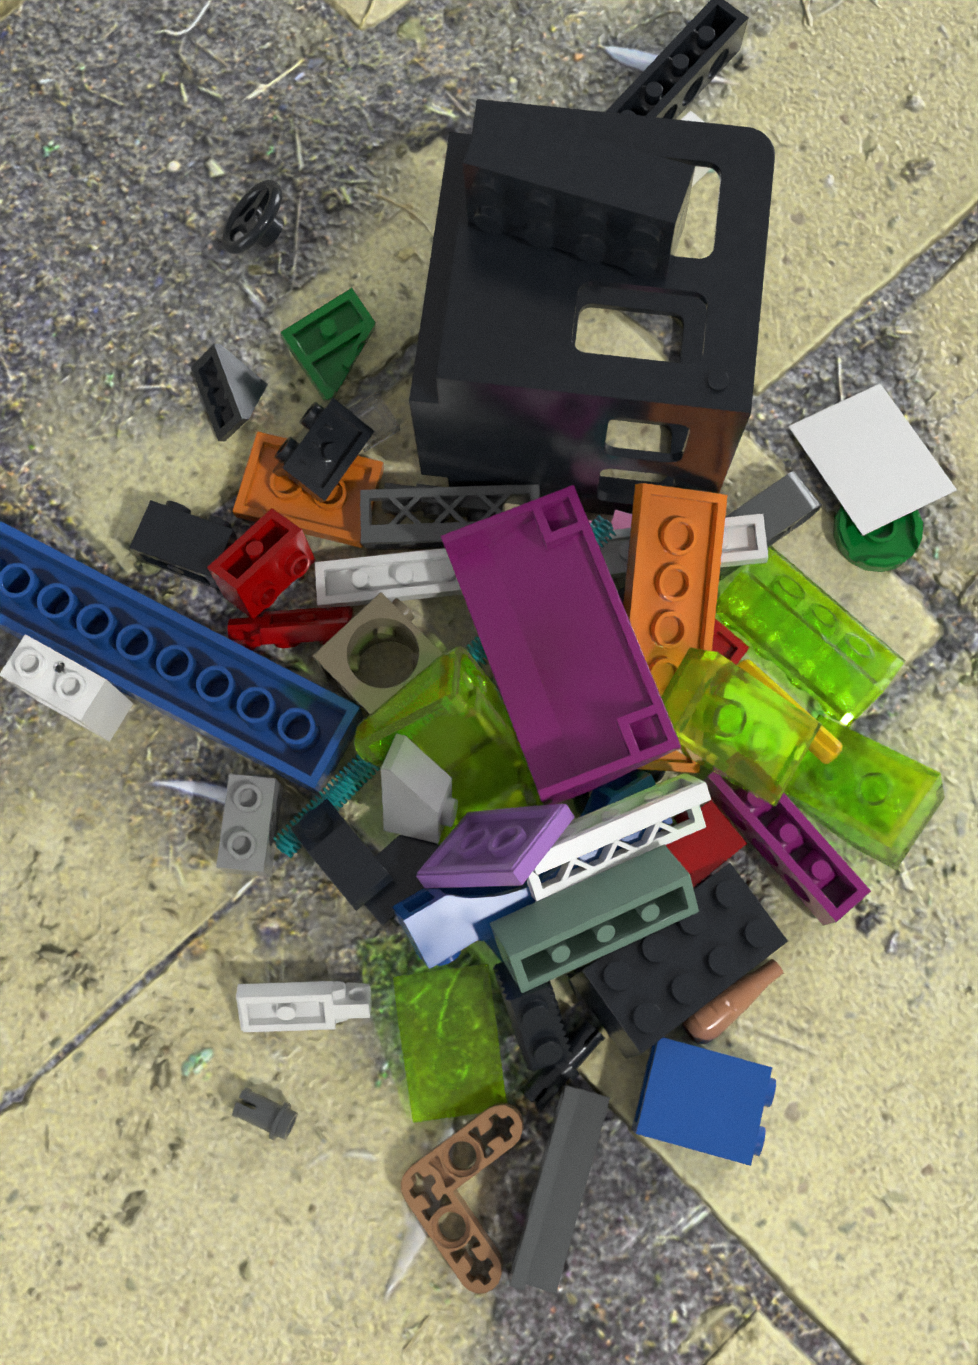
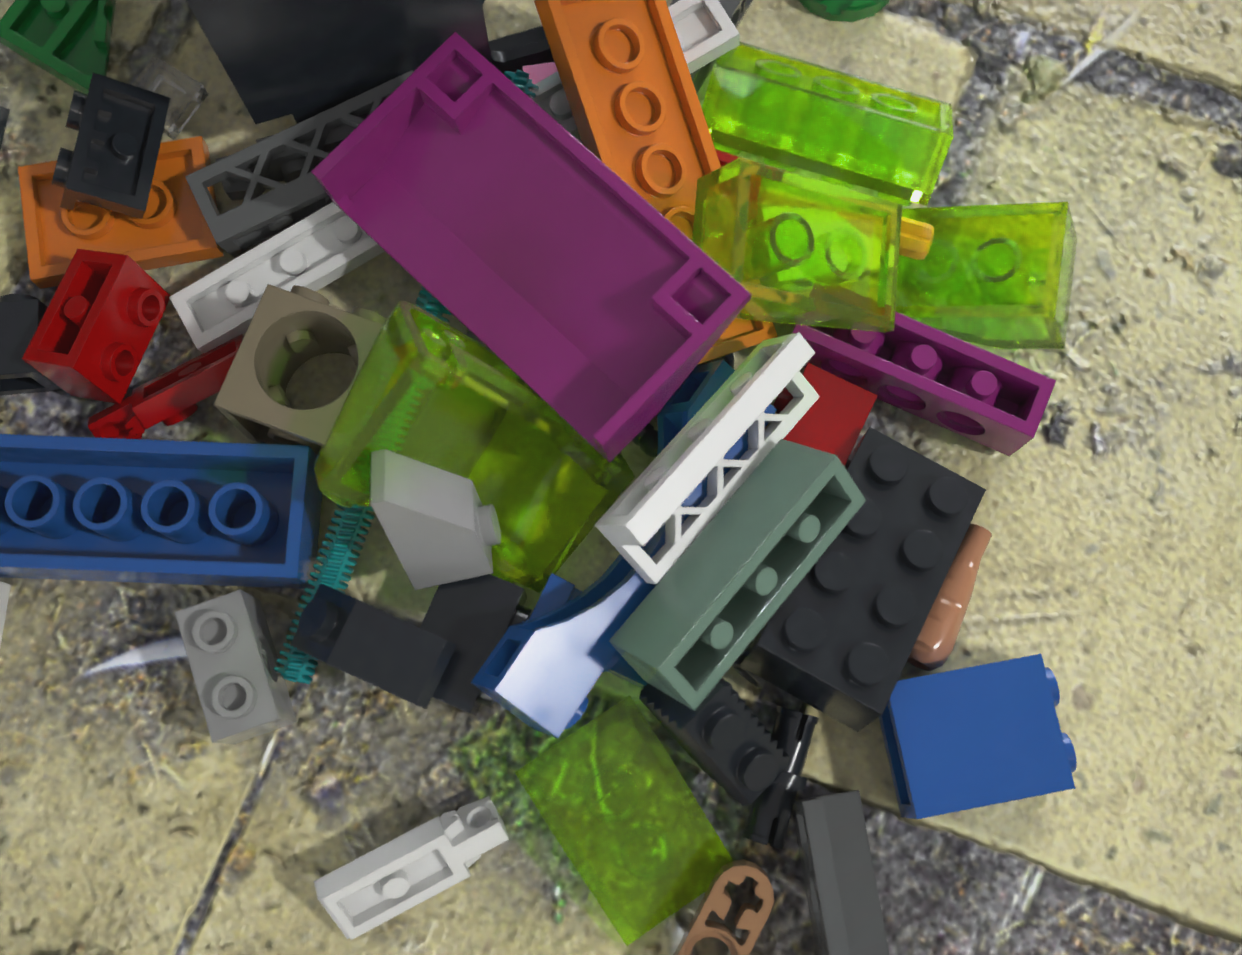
camera: 30 degrees left, 0 degrees up
(495, 847) = (572, 538): medium lavender tile -> none

